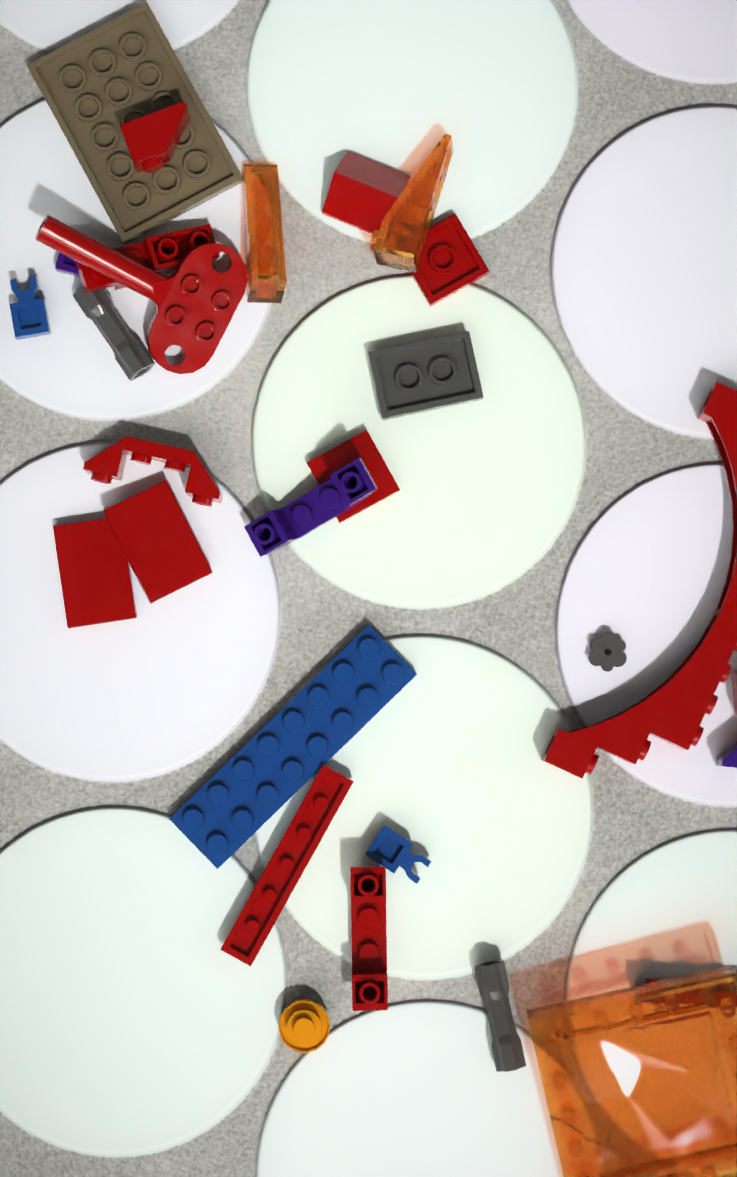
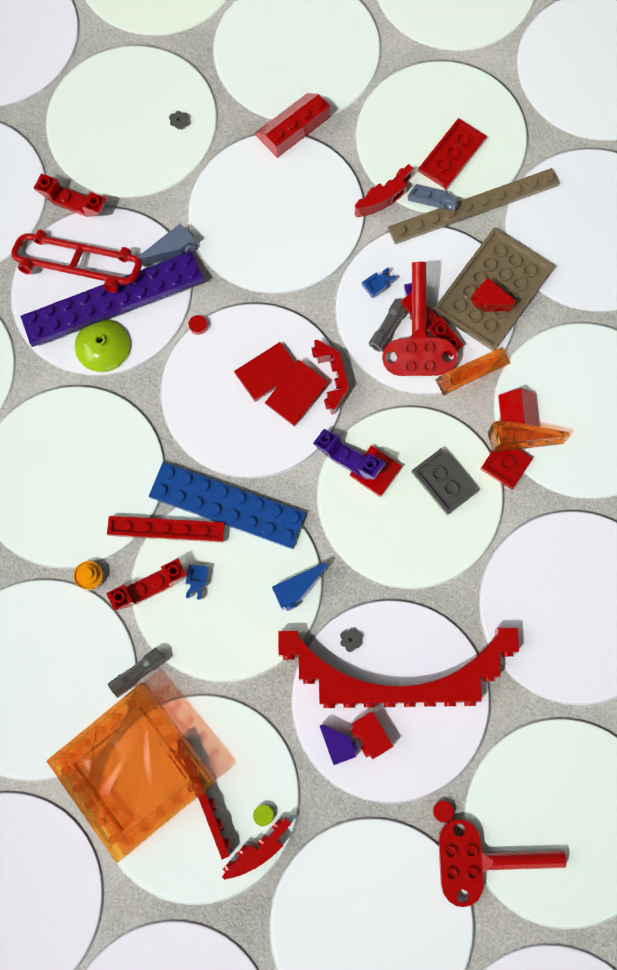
camera: 65 degrees right, 10 degrees down
(487, 702) = (293, 590): none -> blue slope

